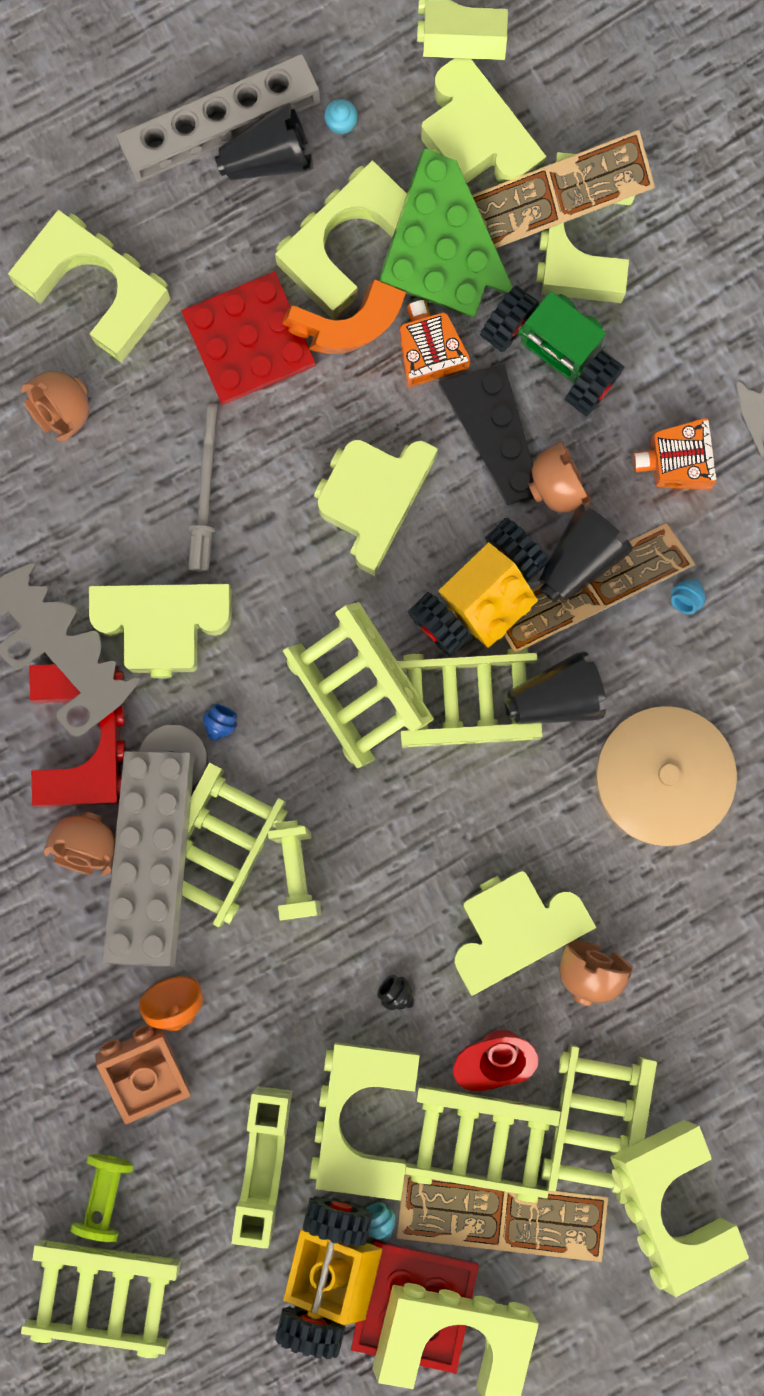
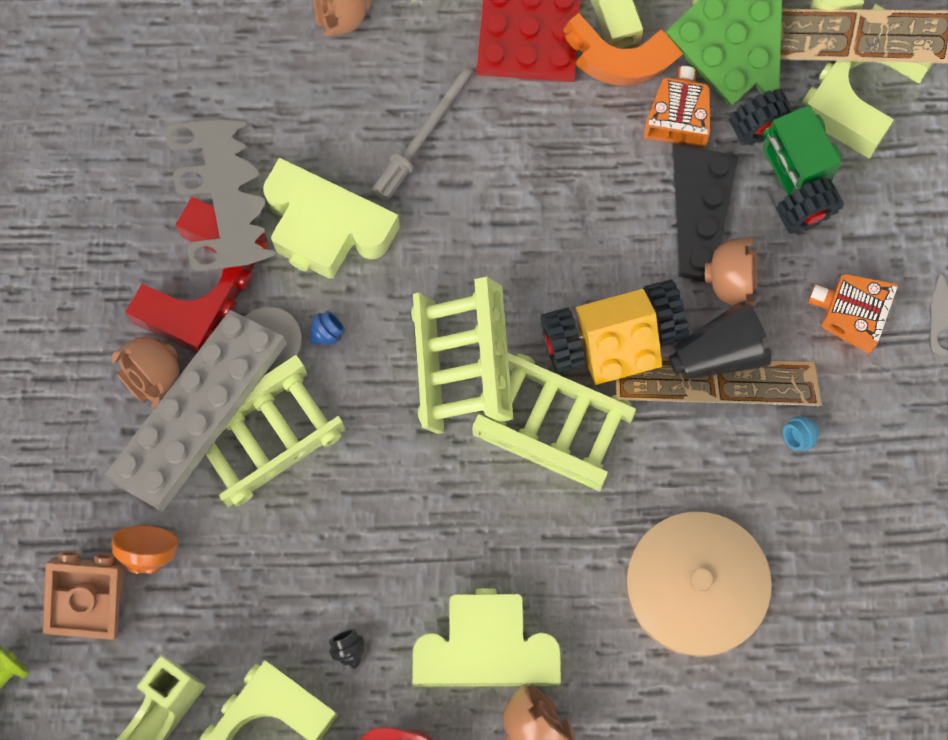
camera: 30 degrees right, 10 degrees down
(299, 902) = (302, 504): yellowish green fence -> none
(372, 495) = (565, 207): yellowish green brick -> none
(559, 694) = (636, 454): black cone -> none

